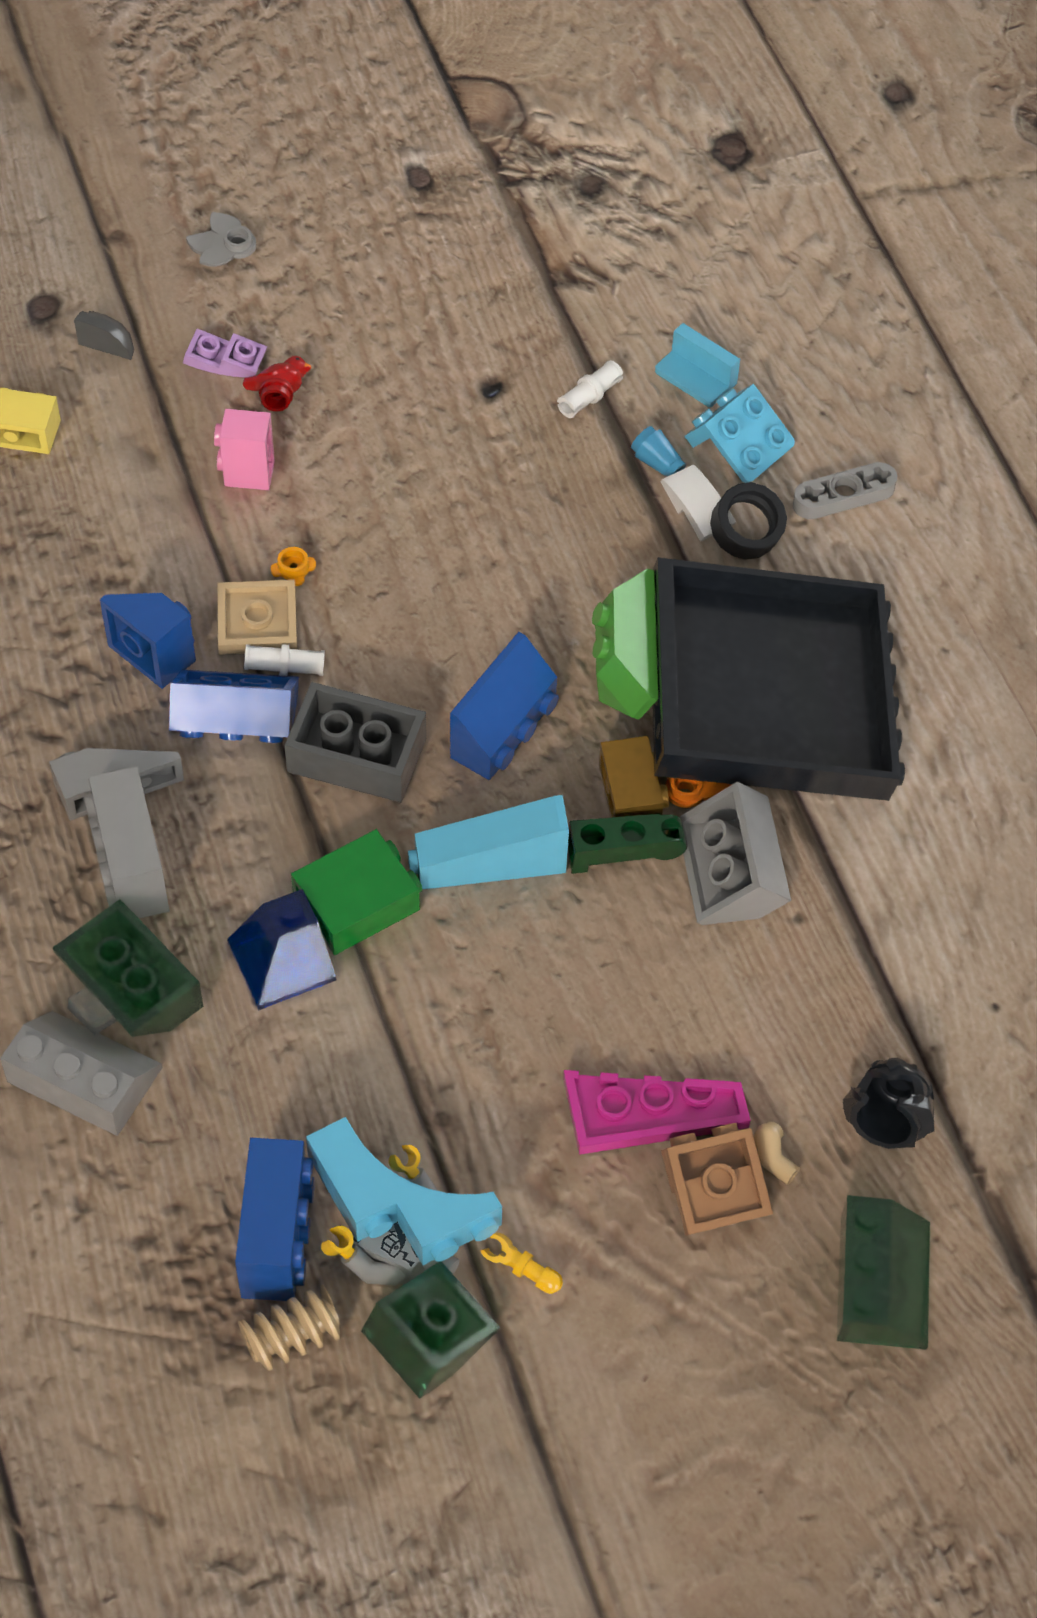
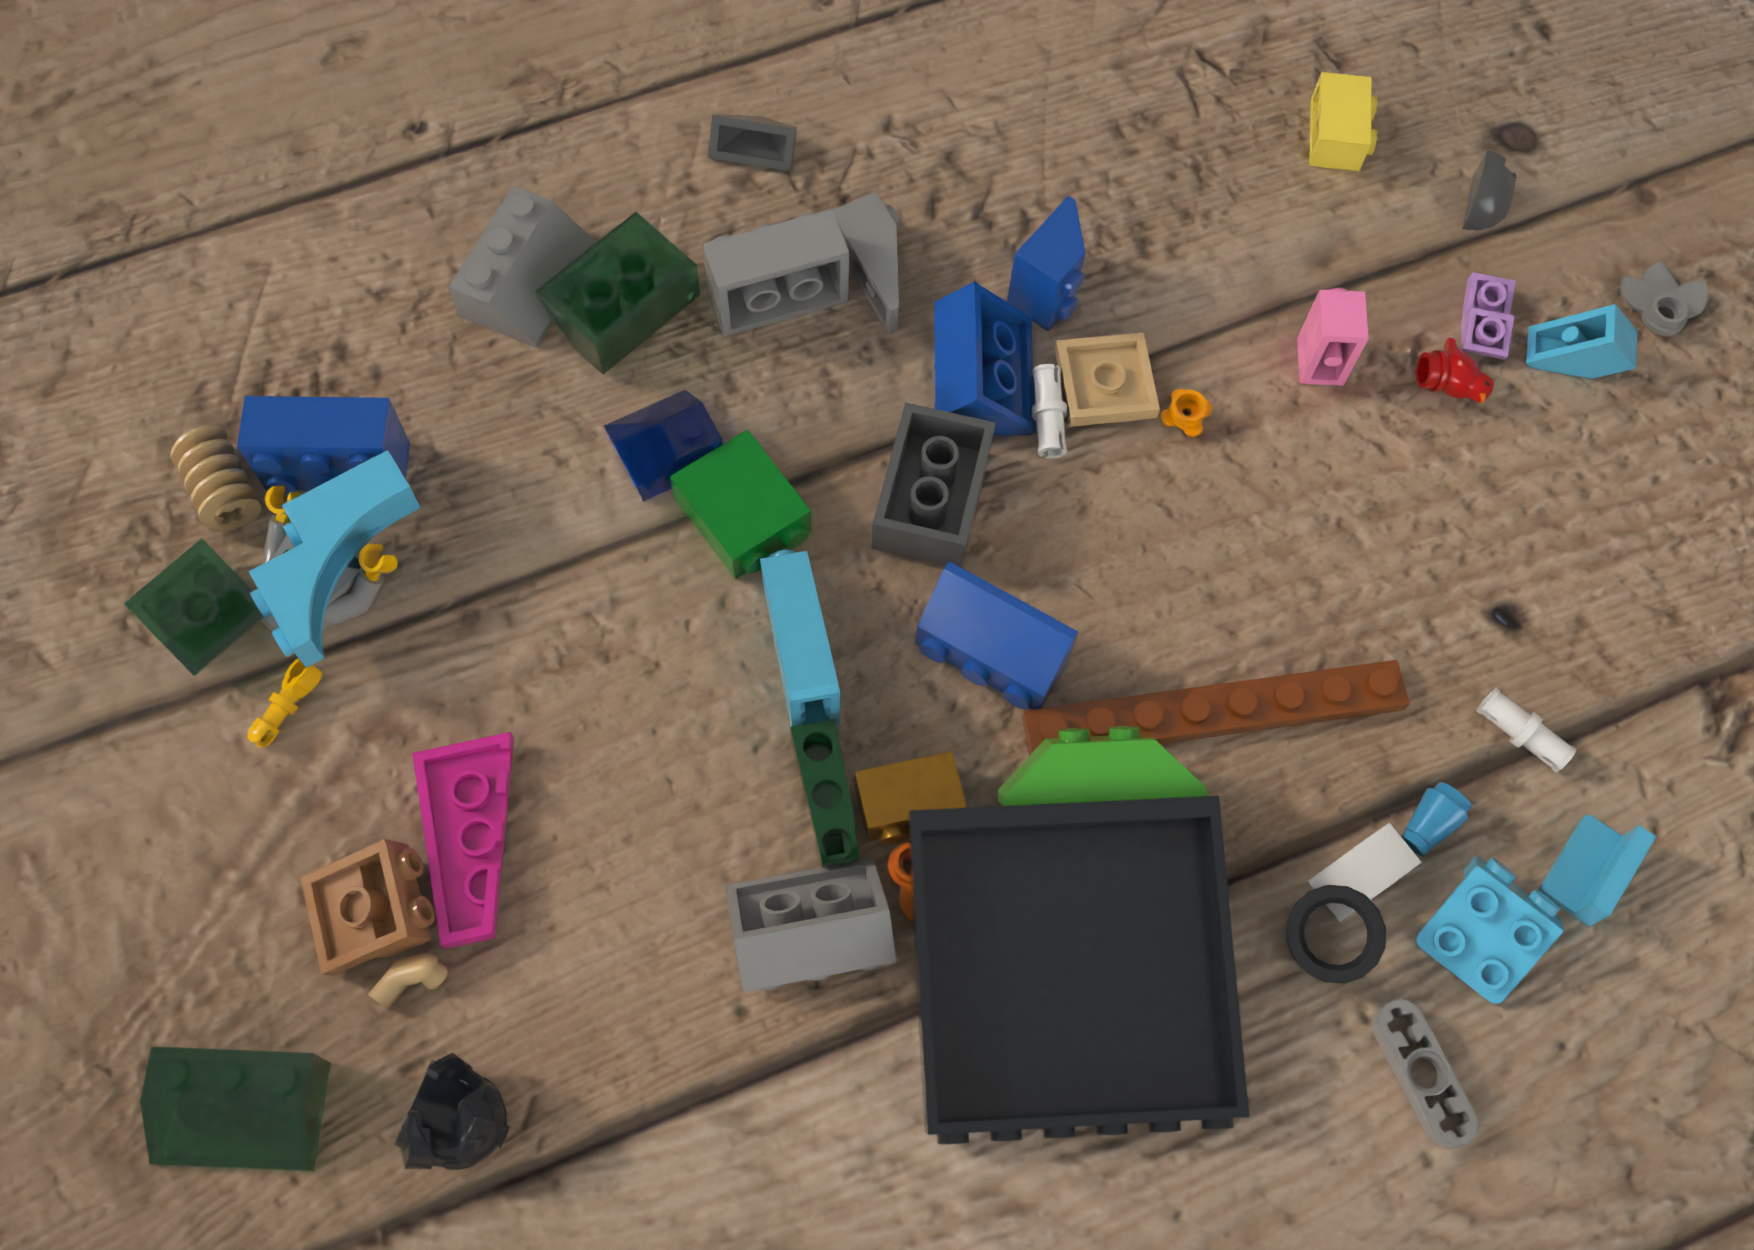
camera: 85 degrees right, 10 degrees up
(263, 297) = (1584, 344): none -> medium azure slope
(563, 583) = (1233, 705): none -> dark orange plate

